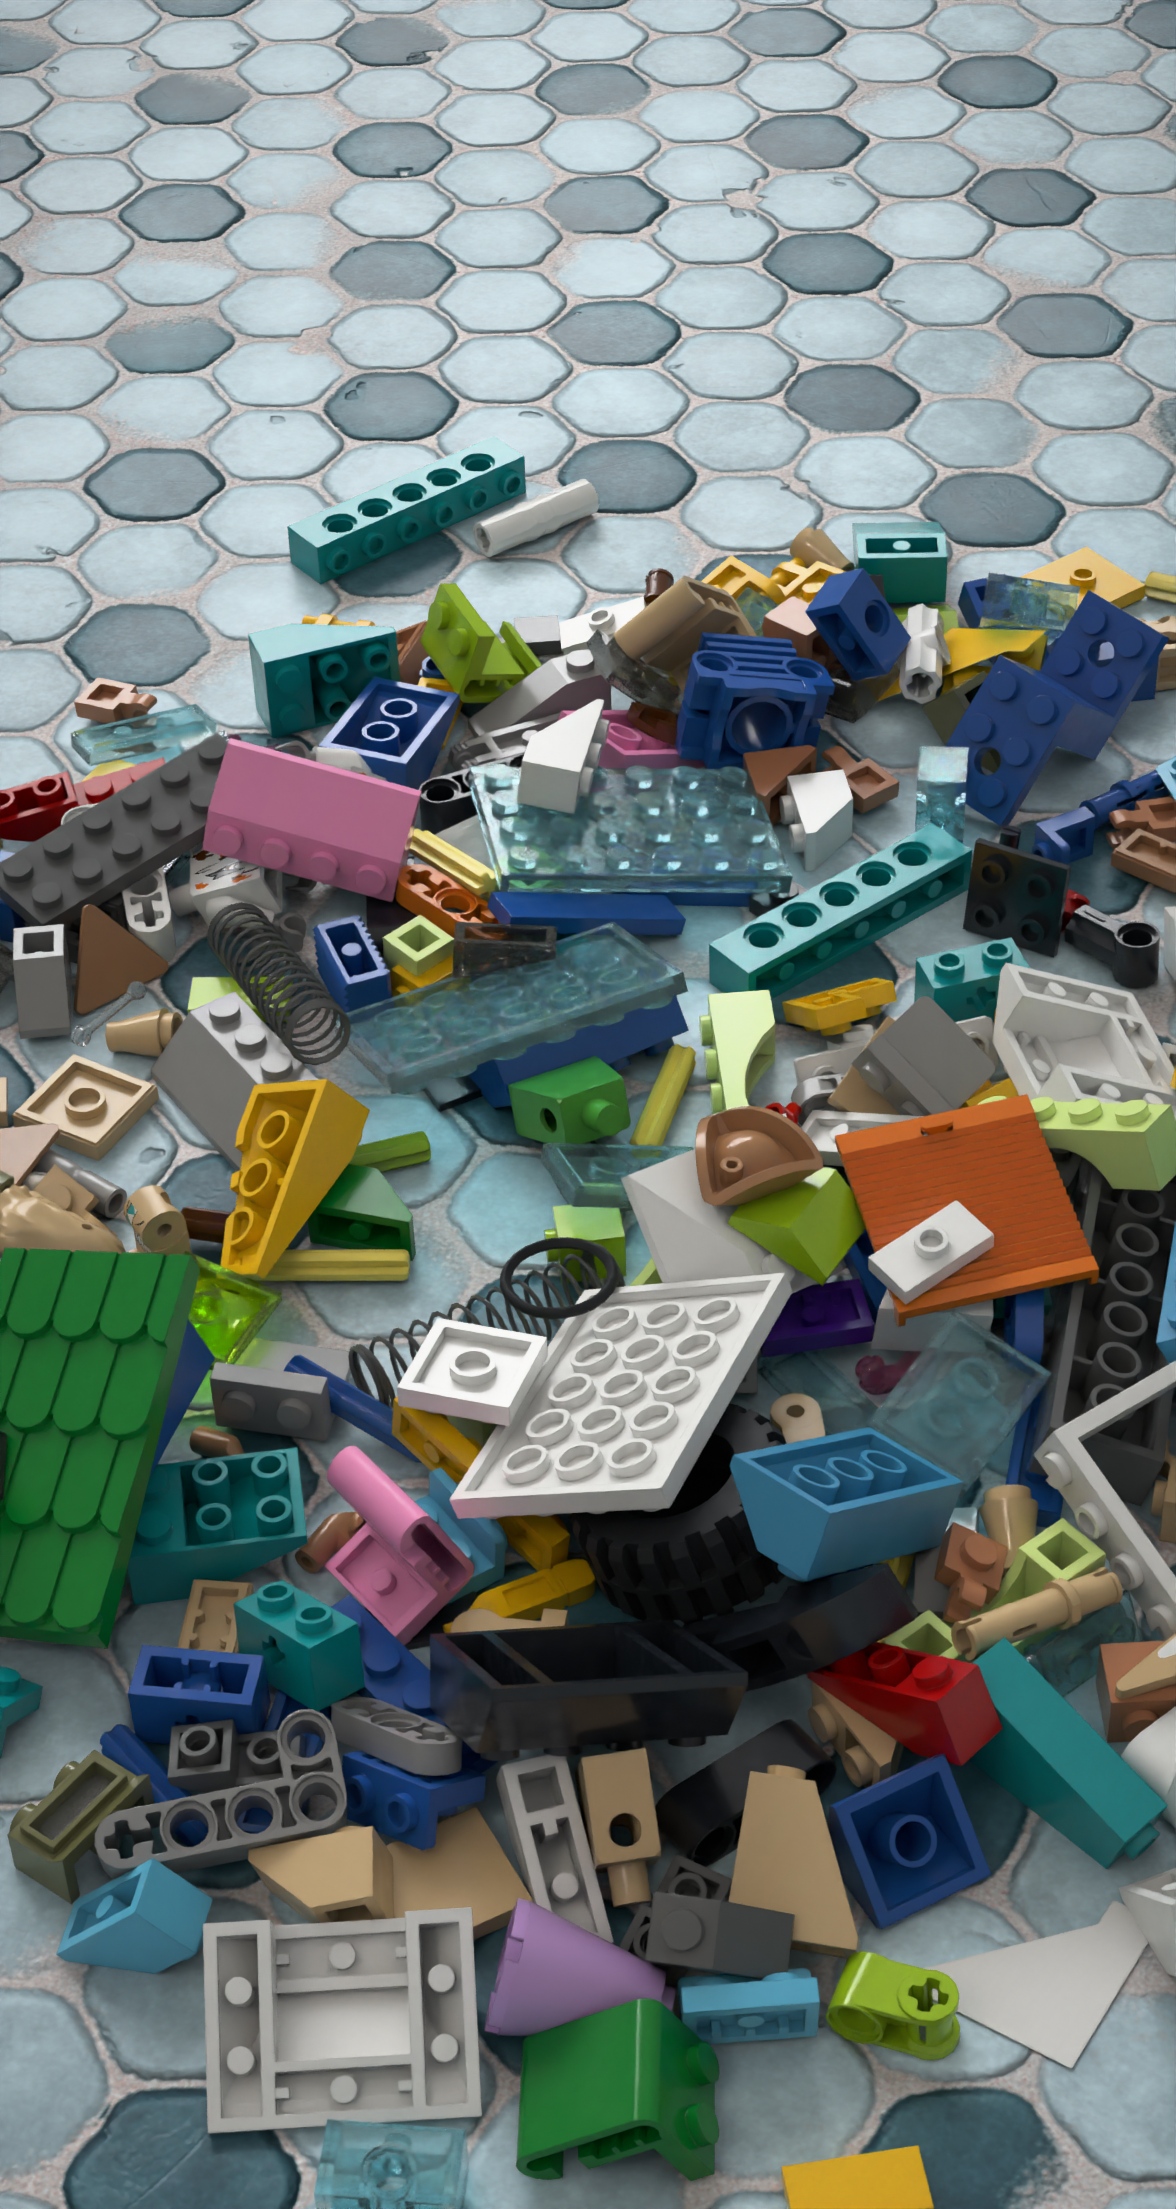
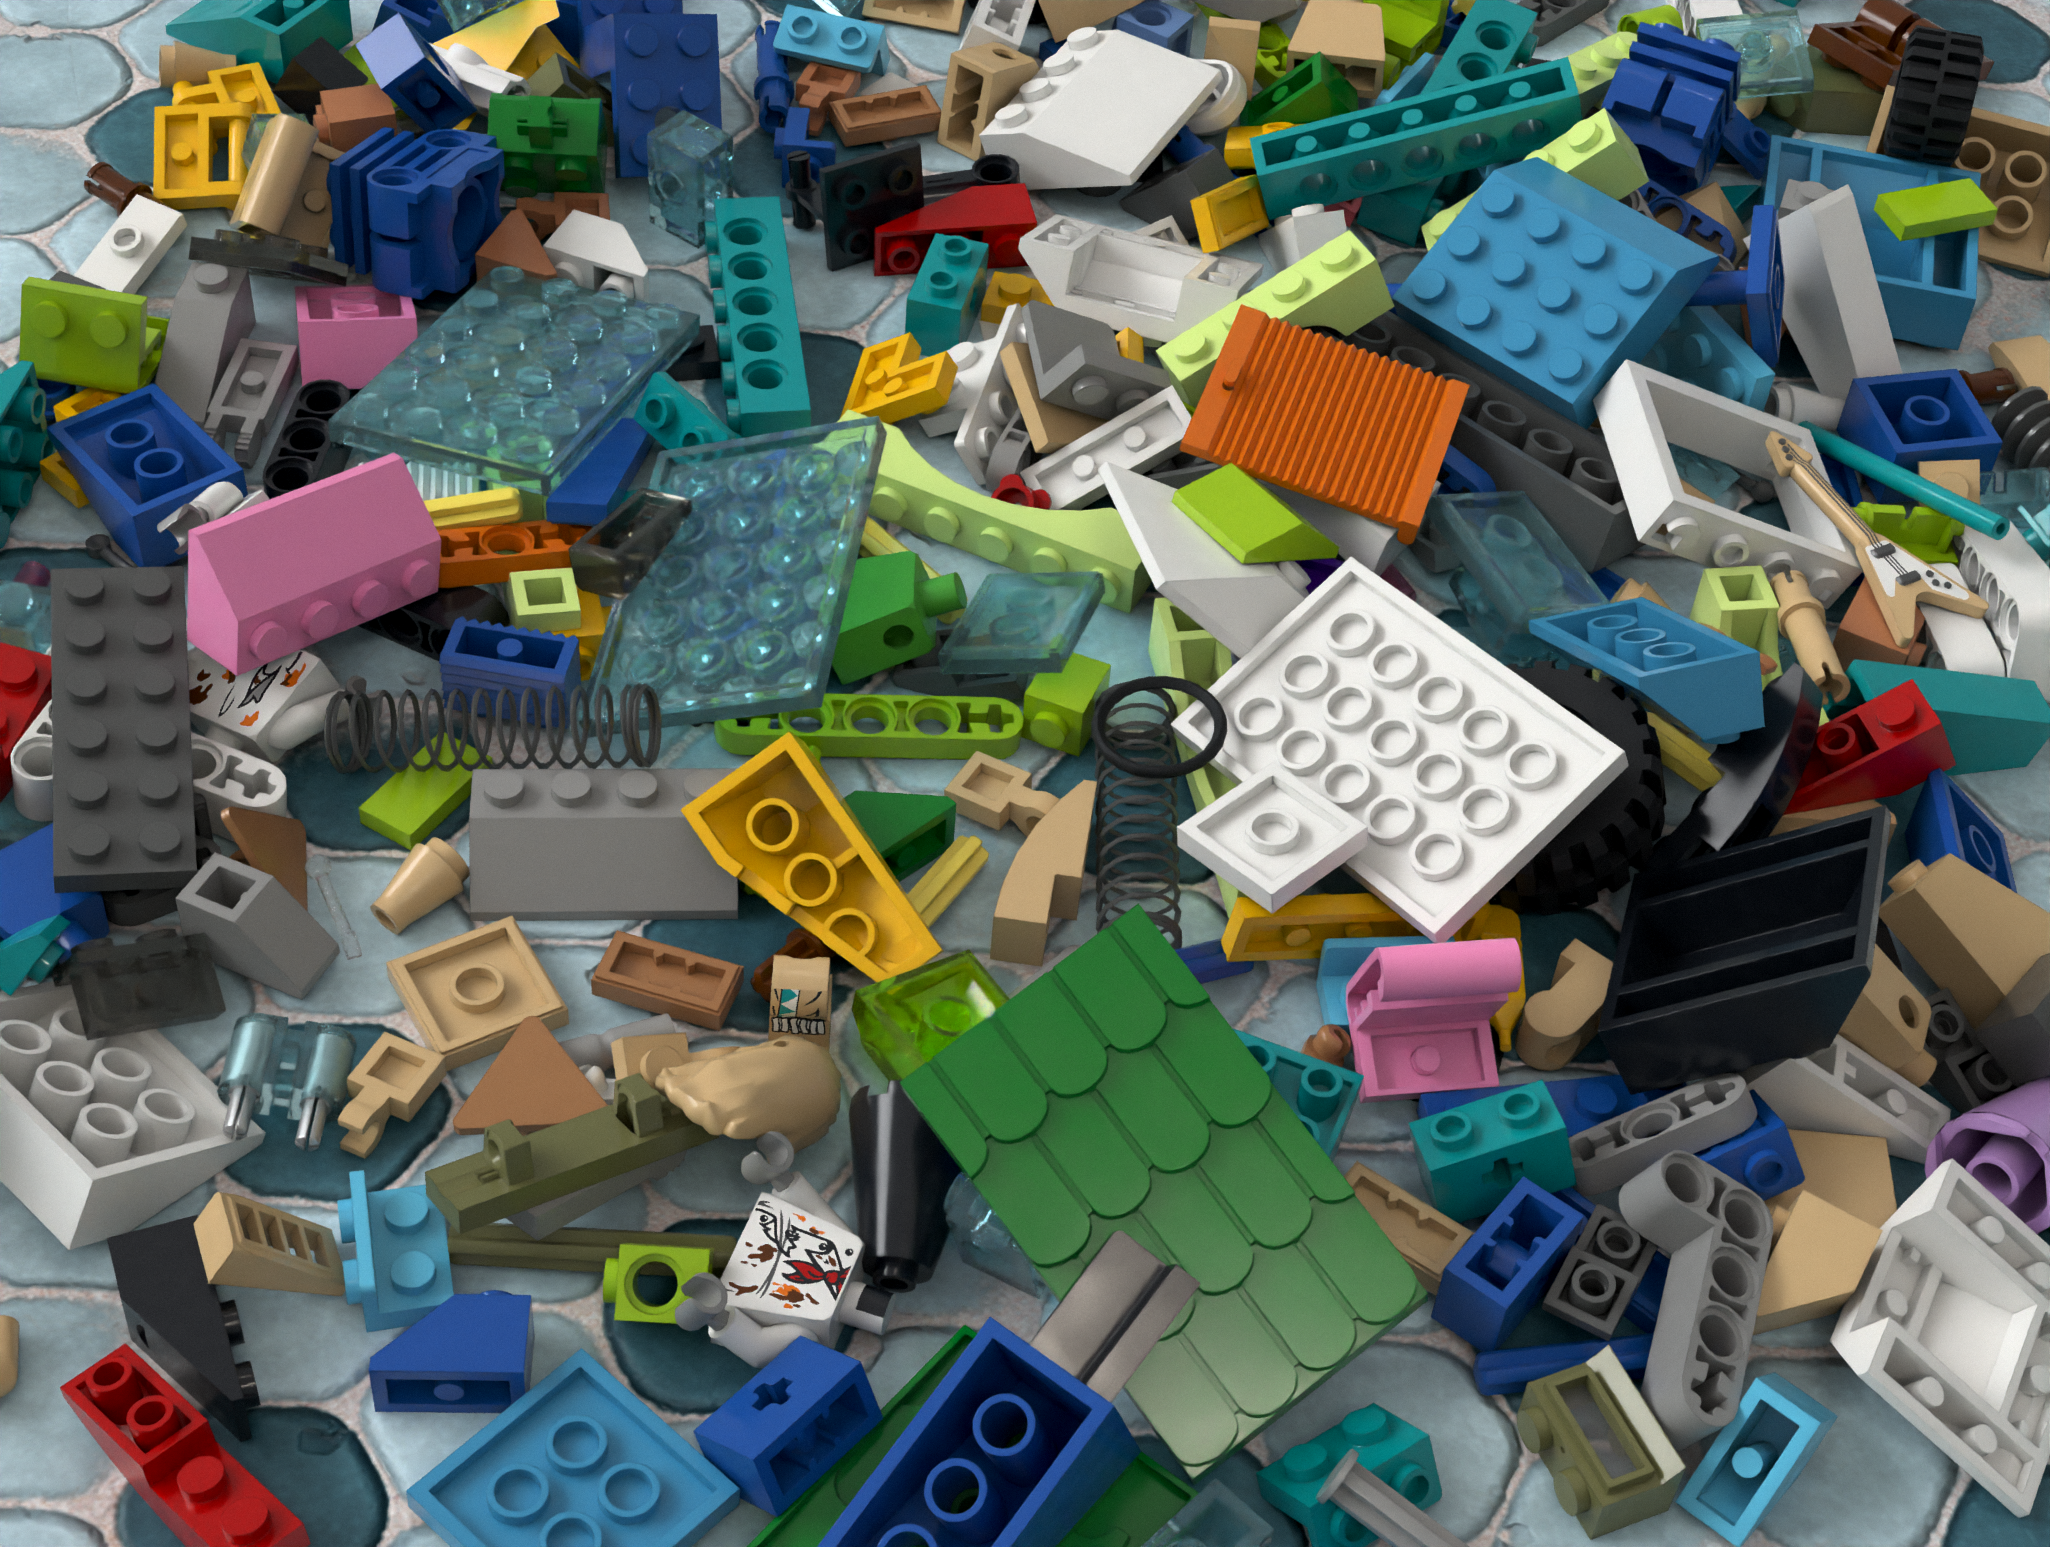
camera: 65 degrees left, 5 degrees up
(158, 1163) = (667, 980): none -> medium nougat plate
(376, 1304) = (1044, 879): none -> tan slope
(464, 1248) = (997, 792): none -> tan plate
(485, 1179) = (900, 736): none -> lime beam
(563, 759) = (424, 348): white slope -> none
(653, 721) = (351, 285): reddish brown tile -> none
(683, 935) = (678, 417): none -> teal bracket
(751, 1155) = (1194, 495): medium nougat hat -> none
(887, 718) = (549, 143): none -> green hinge
(931, 1252) = (1380, 463): white plate -> none
(1066, 950) = (978, 213): none -> red slope

